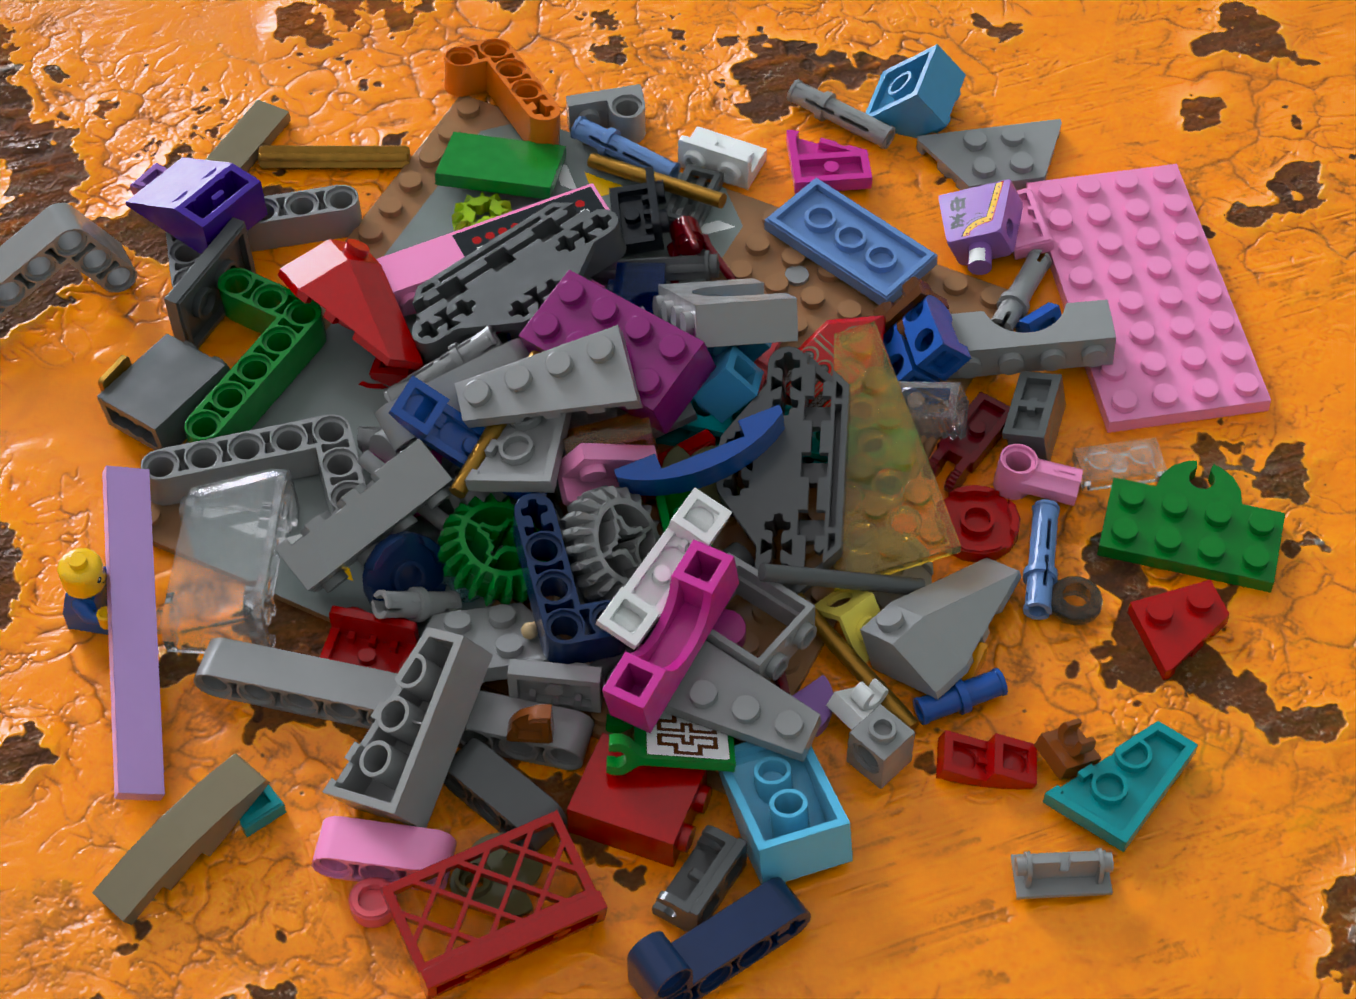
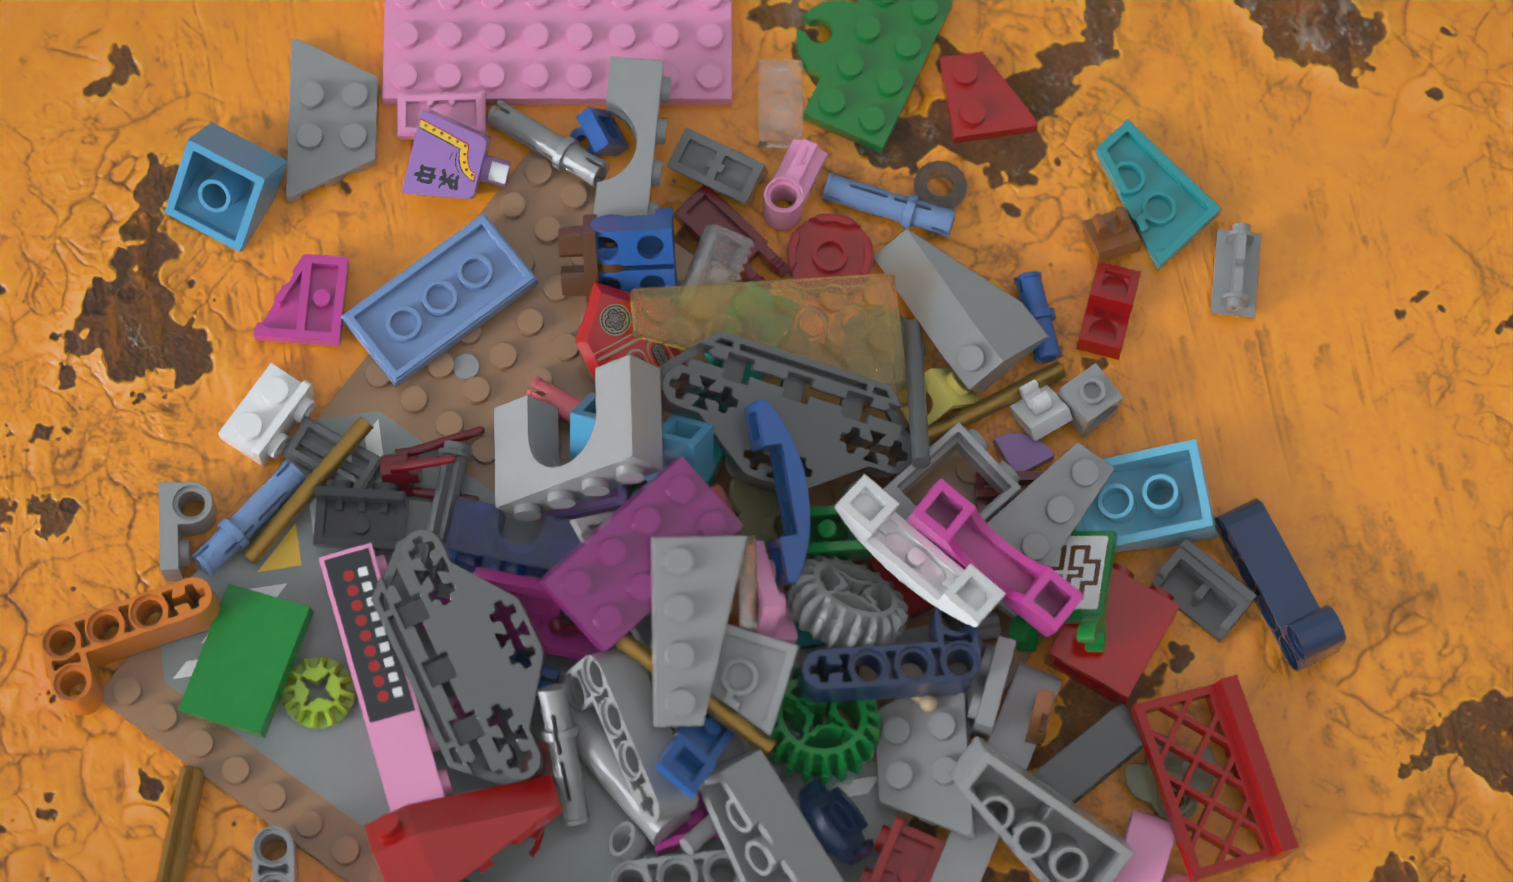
camera: 85 degrees left, 20 degrees up
(414, 604) = (870, 814): light grey pin -> none
(827, 107) = (219, 283): light grey pin -> none

